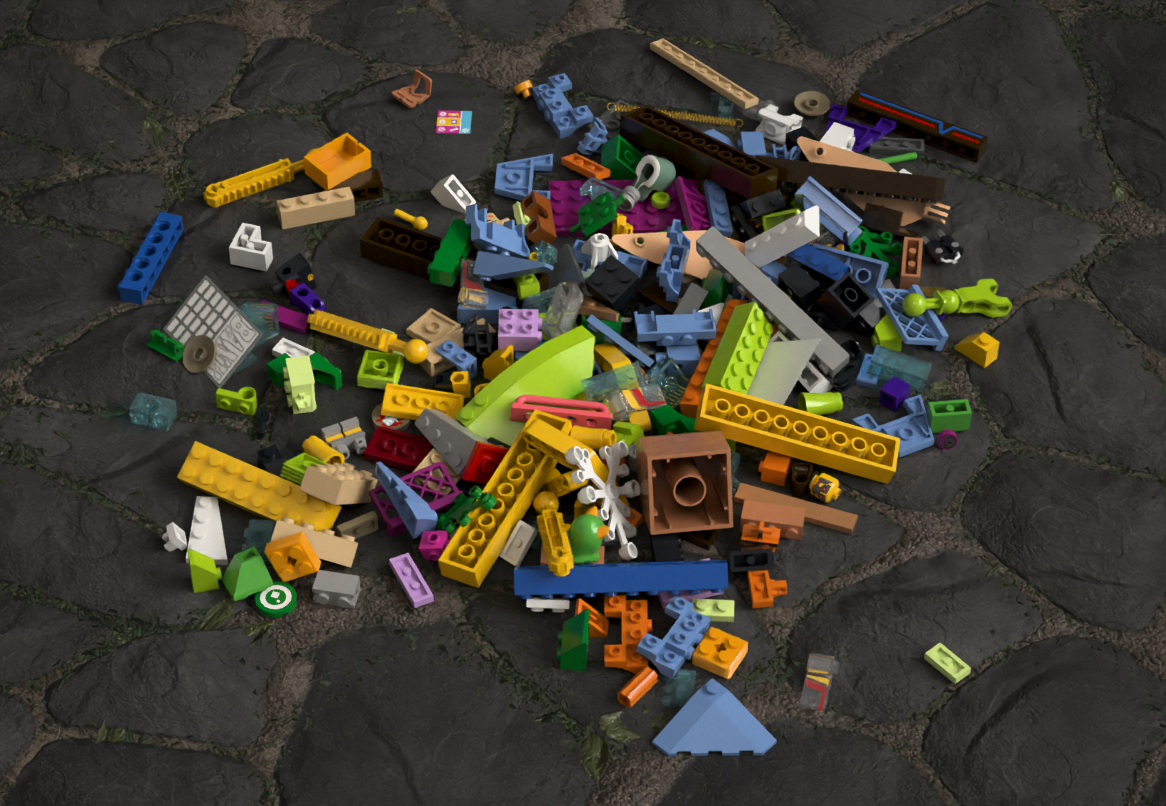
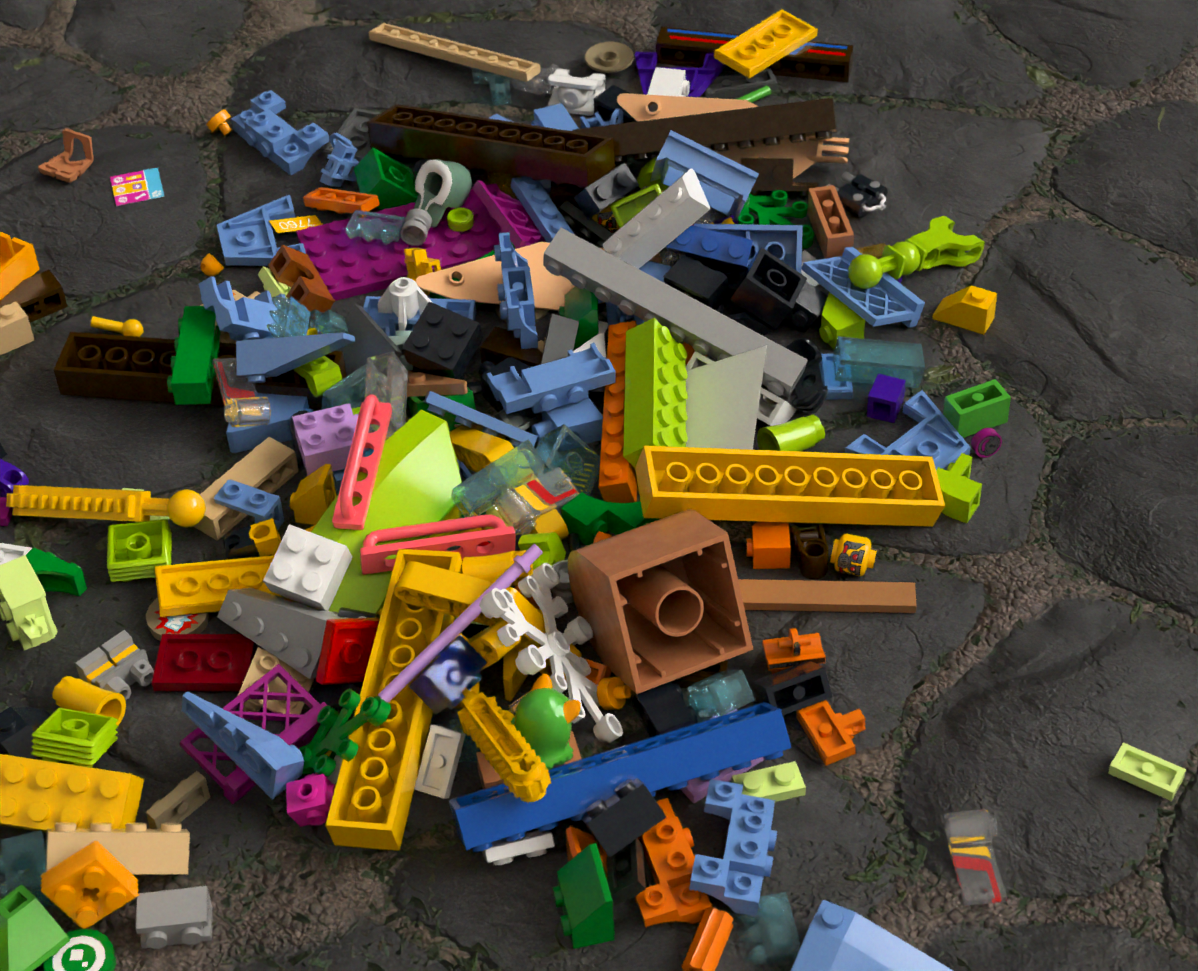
camera: 15 degrees left, 0 degrees up
(338, 483) = (129, 744): tan brick -> none
(411, 580) = (290, 868): lavender plate -> none
(432, 326) = (196, 468): tan tile -> none
(452, 194) = (167, 279): white slope -> none
(476, 340) = (271, 470): black piece -> none
(476, 407) = (308, 568): none -> white brick
(484, 191) = (211, 265): none -> light orange hinge
(521, 244) = (290, 318): none -> clear light blue plate
(537, 492) = (449, 675): none -> clear blue brick
(545, 319) = (345, 514): none -> coral piece
(550, 175) = (295, 224): none -> yellow sticker
(597, 213) = (382, 255): green plate -> none
(600, 437) = (520, 565): none -> lavender bar
(603, 632) = (626, 872): none -> pearl dark grey plate
(612, 600) = (623, 816): none -> black brick
(638, 531) = (612, 693): none -> light orange tile
(684, 115) = (373, 114): yellow piece -> none
(702, 548) = (720, 693): none -> clear light blue brick
(720, 652) = (813, 869): light orange brick -> none
(783, 517) = (809, 615): nougat brick -> none
(912, 465) = (958, 491): none -> lime brick
(924, 120) = (765, 43): none -> yellow tile

